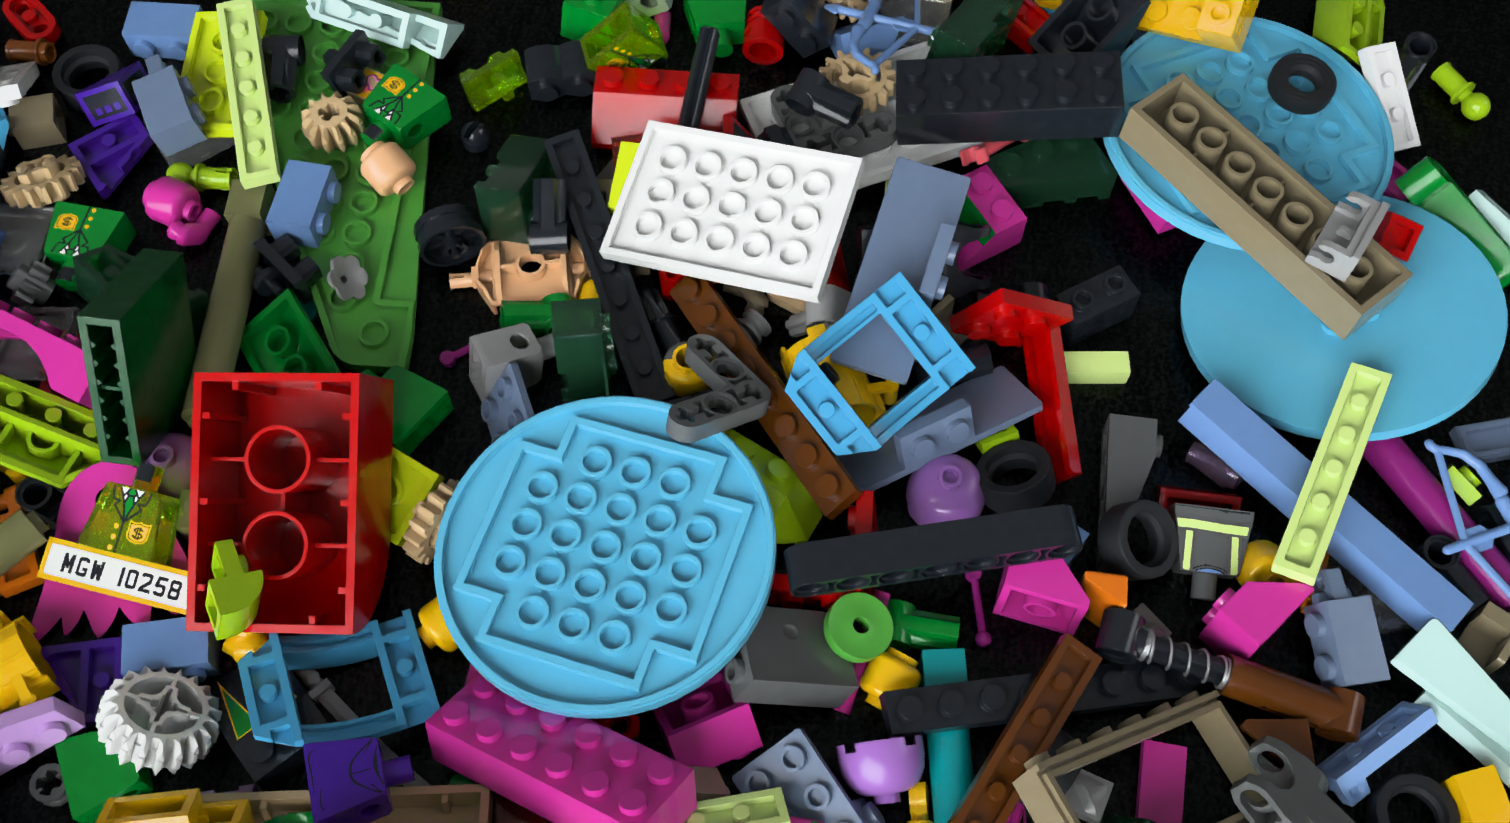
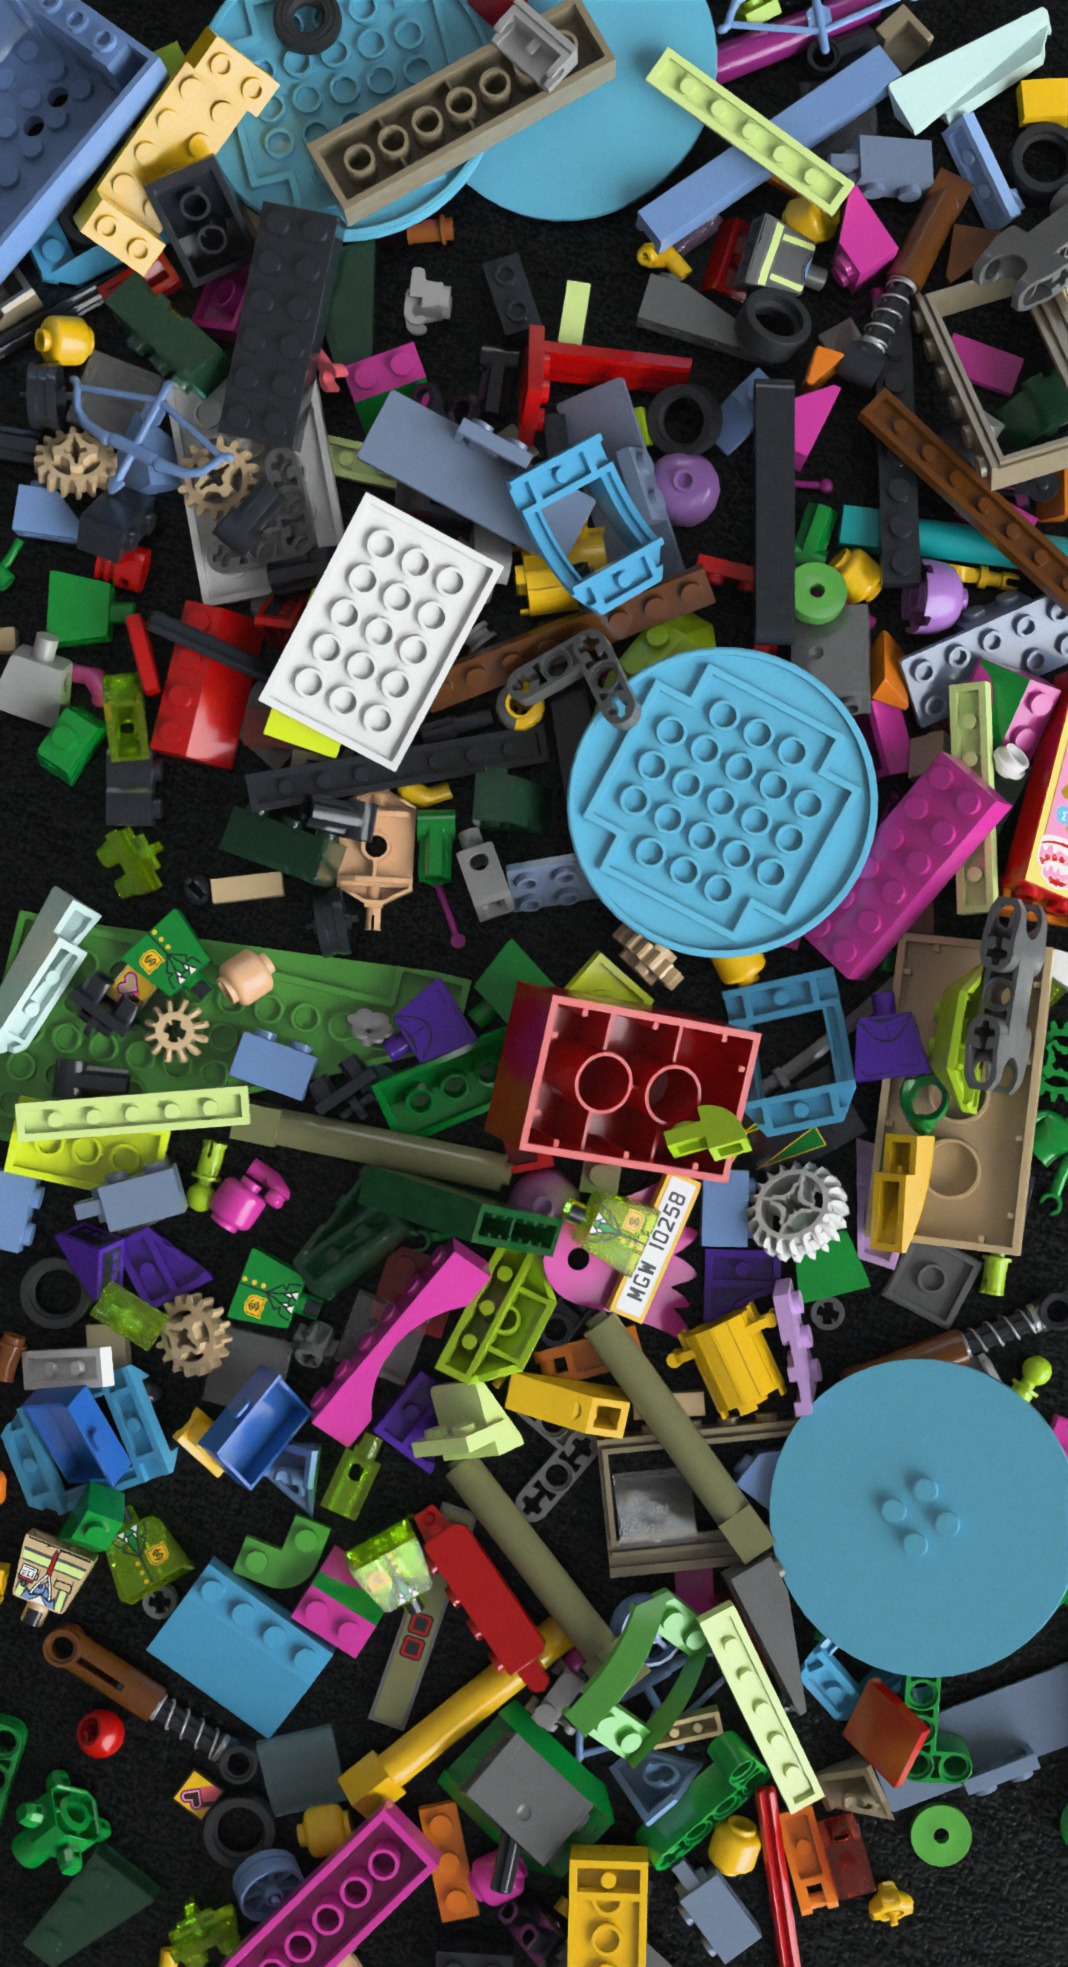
camera: 85 degrees left, 25 degrees up
(56, 120) = (129, 1316): none -> clear neon green hips
(353, 329) = (430, 1025): none -> dark purple torso
(476, 160) = (247, 887): none -> tan piece
(676, 47) = (144, 656): none -> red tile
(772, 723) = (886, 675): none -> orange slope
(1070, 229) = (425, 302): none -> light grey piece
(1143, 238) = (431, 231): none -> dark orange pin
(1178, 440) = (668, 259): none -> yellow arm

